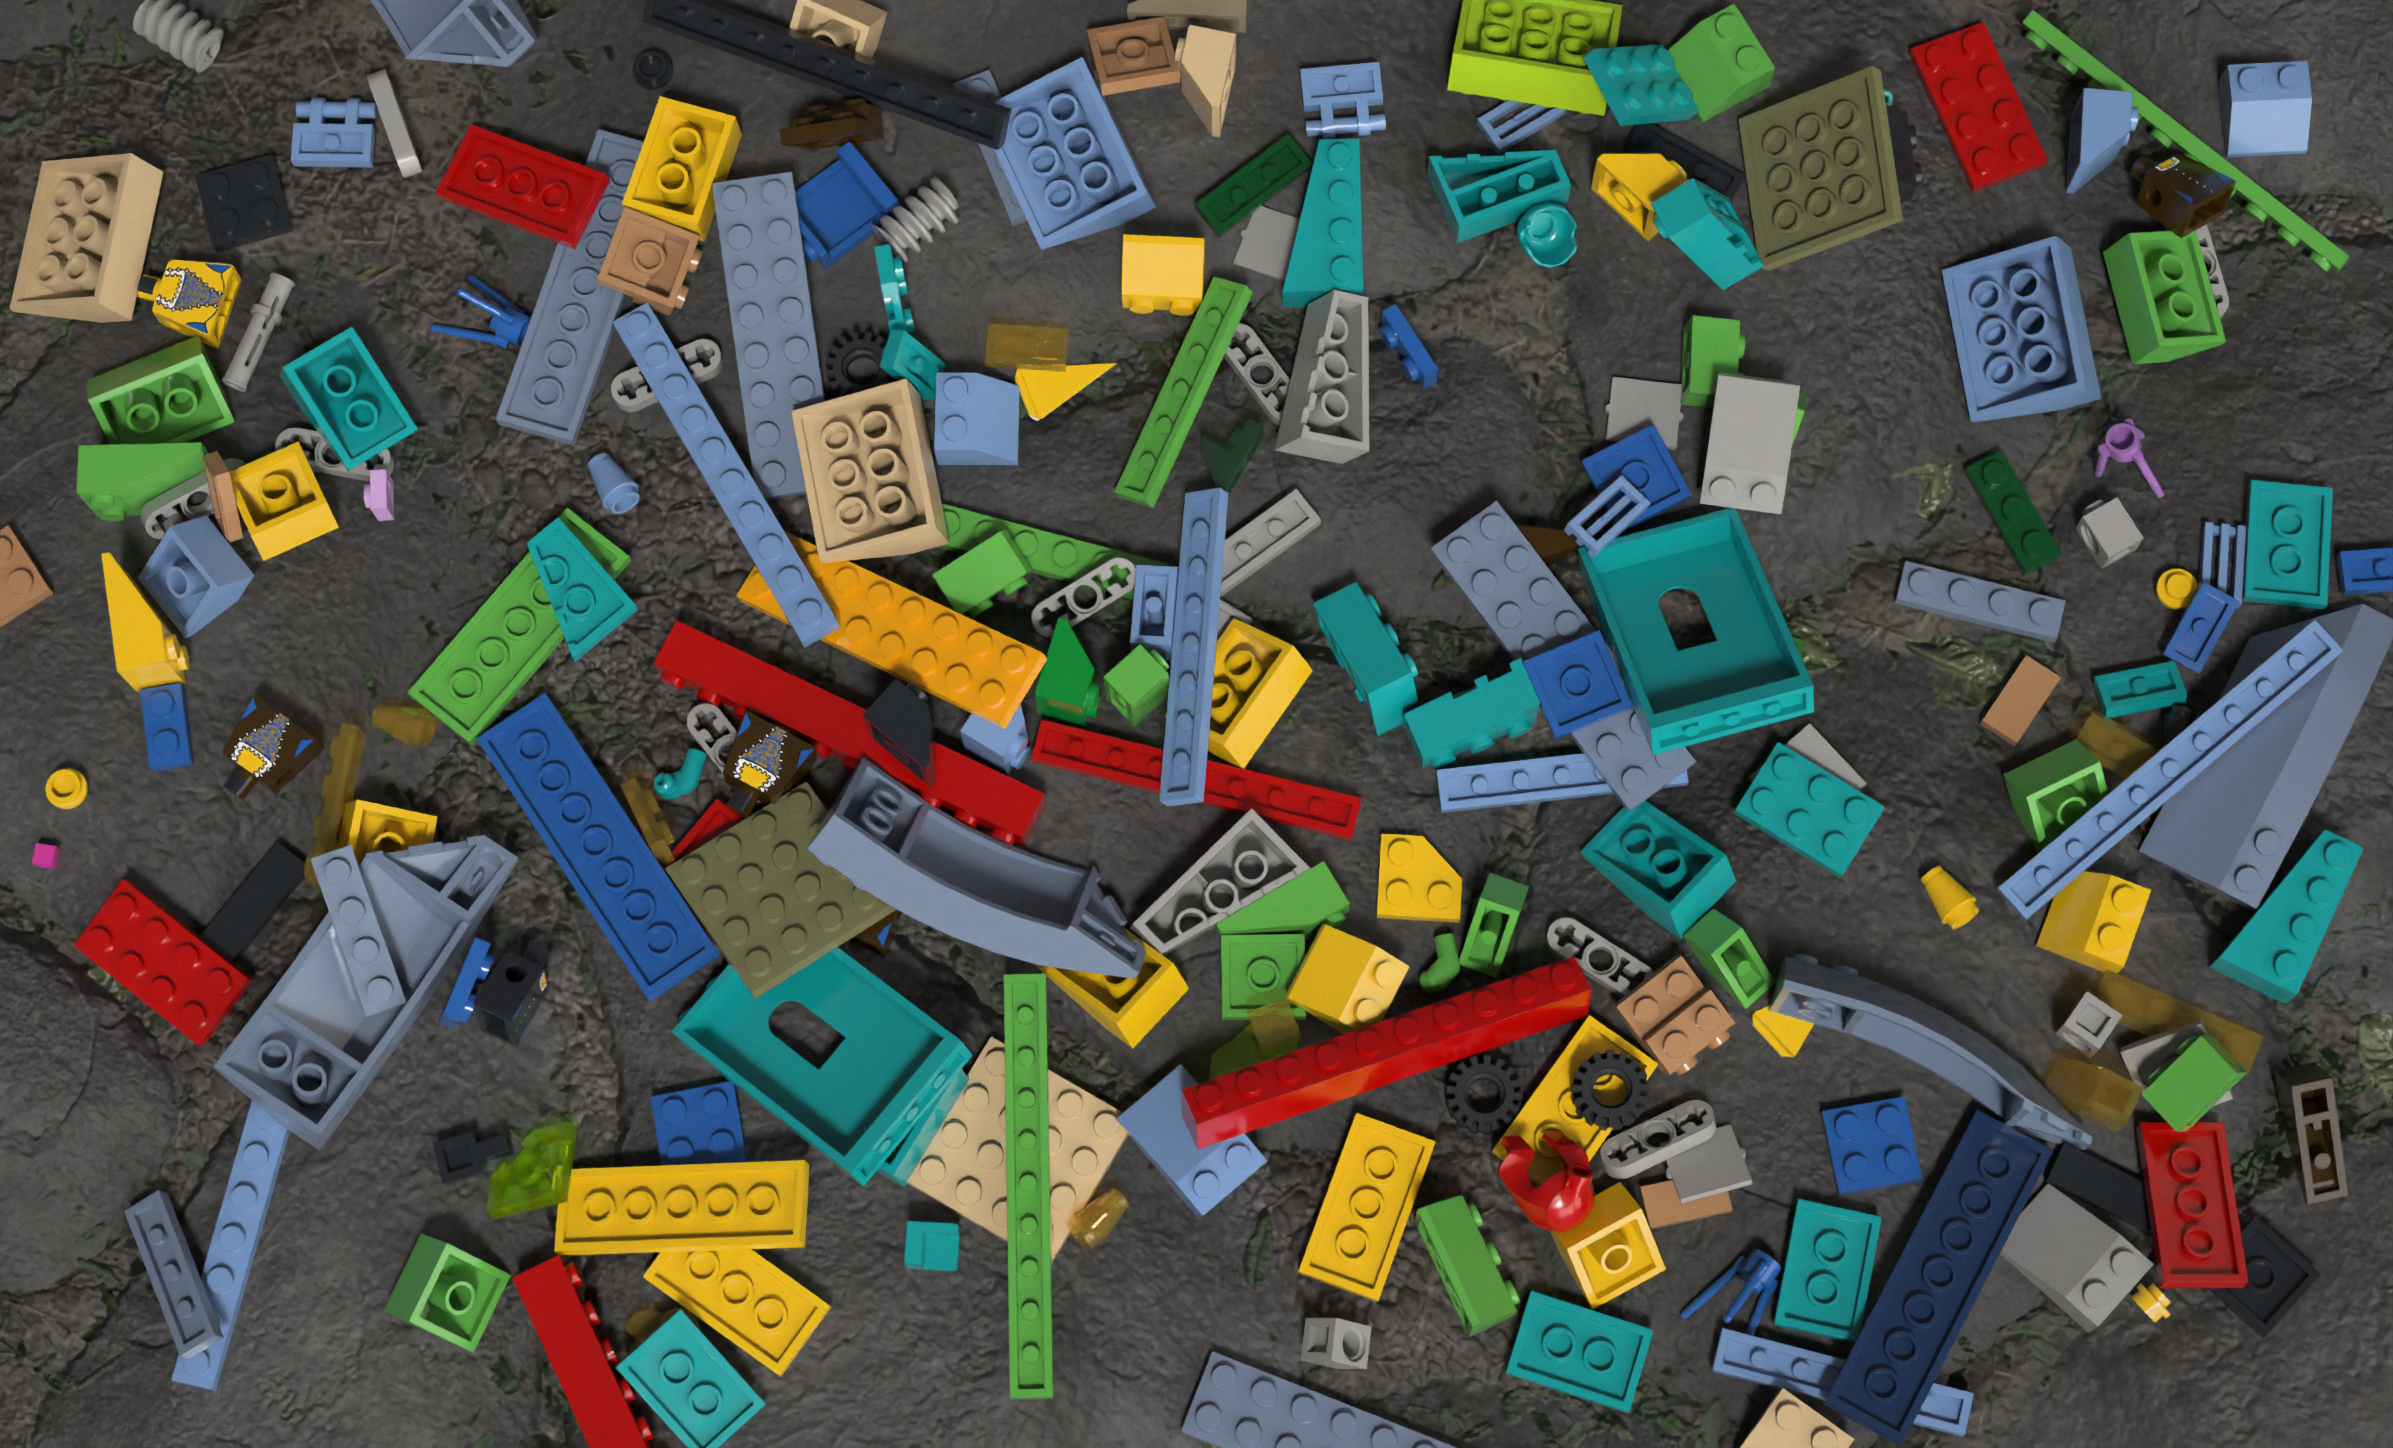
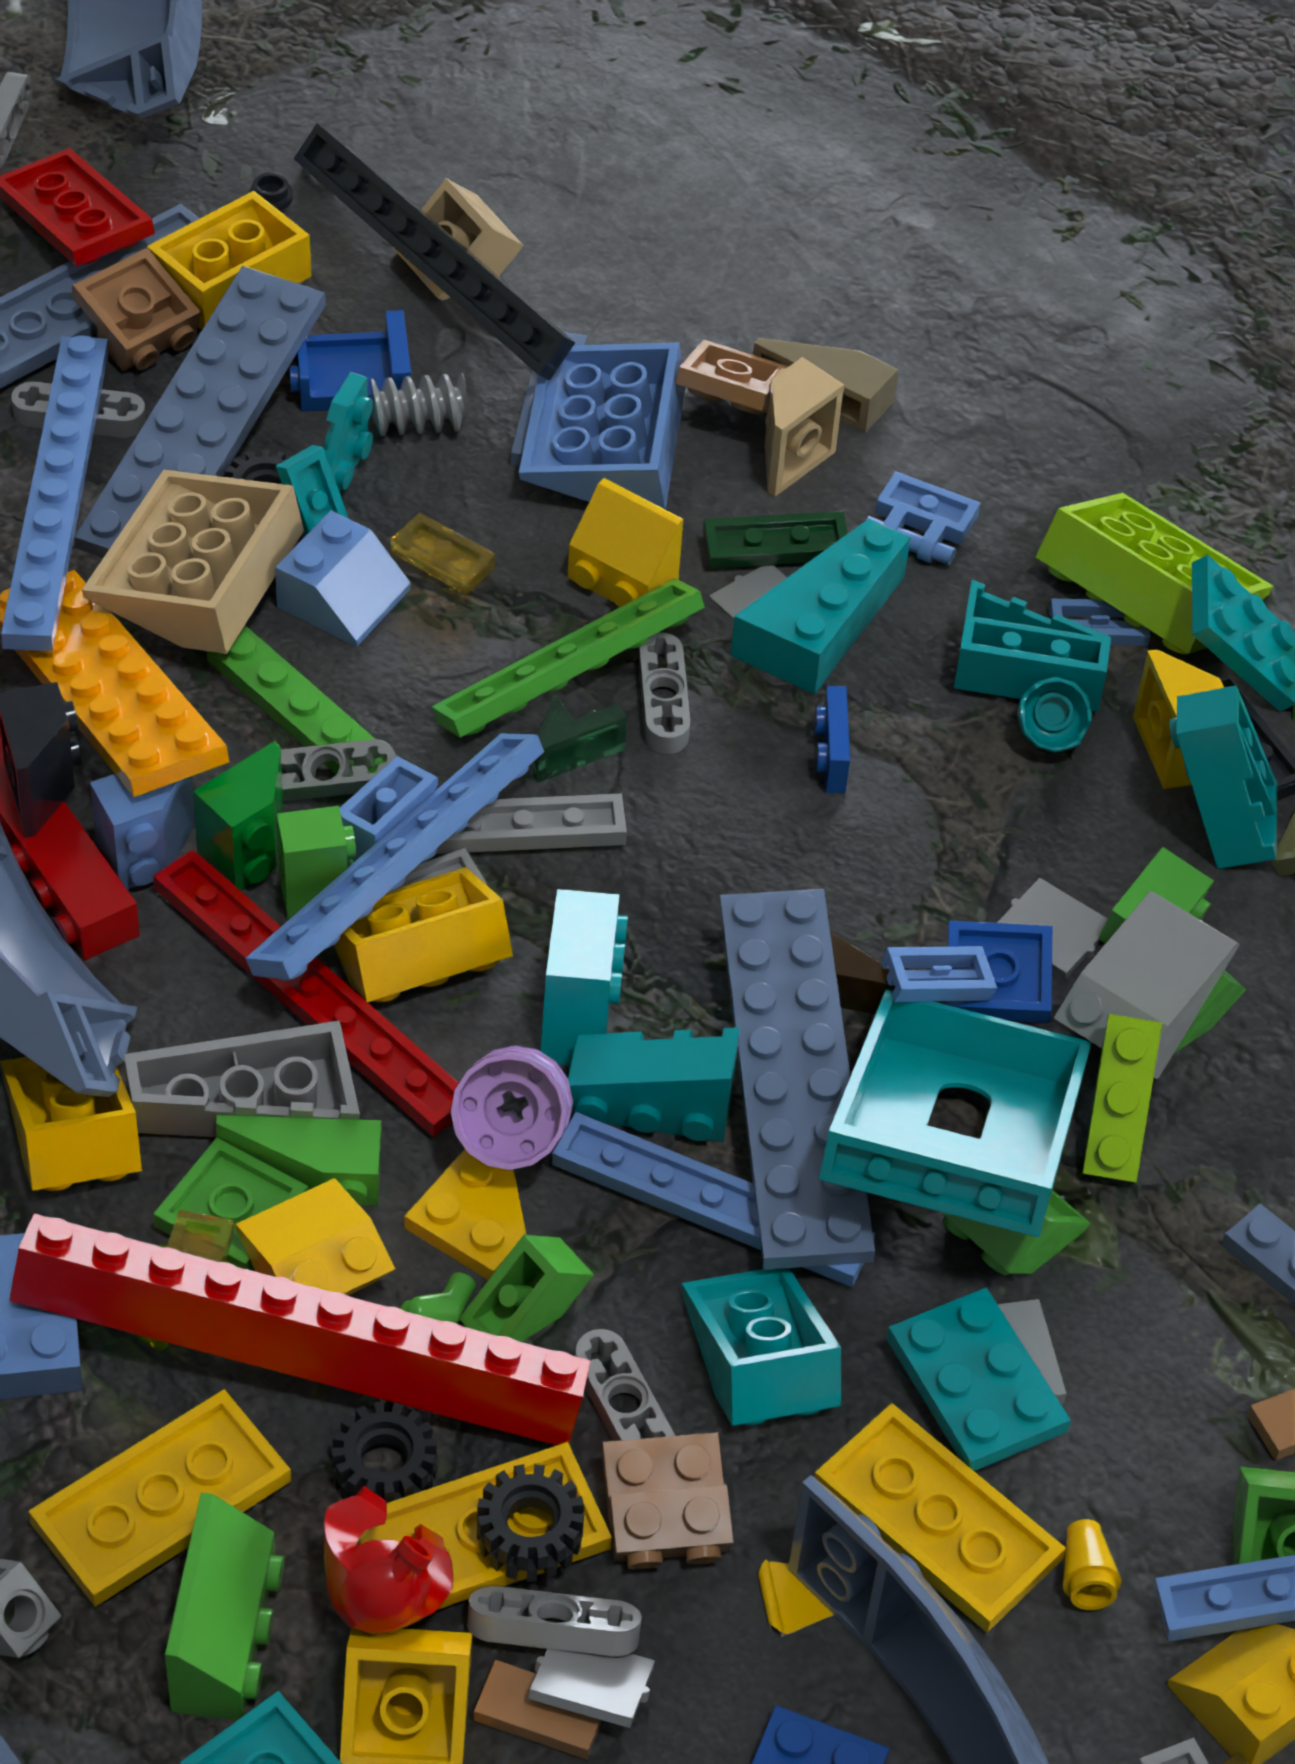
camera: 25 degrees right, 25 degrees down
(832, 128) = (394, 285): dark brown plate -> none
(983, 573) = (242, 692): bright green brick -> none
(1047, 390) = (436, 600): yellow sticker -> none
(1329, 382) = (716, 727): light grey wedge -> none
(1406, 803) = (500, 1136): none -> lavender wheel
(1577, 685) = (784, 1089): blue plate -> none
(1729, 957) = (772, 1471): bright green slope -> none
(1781, 542) = (1122, 1098): none -> lime plate
(1840, 920) = (942, 1516): none -> yellow plate

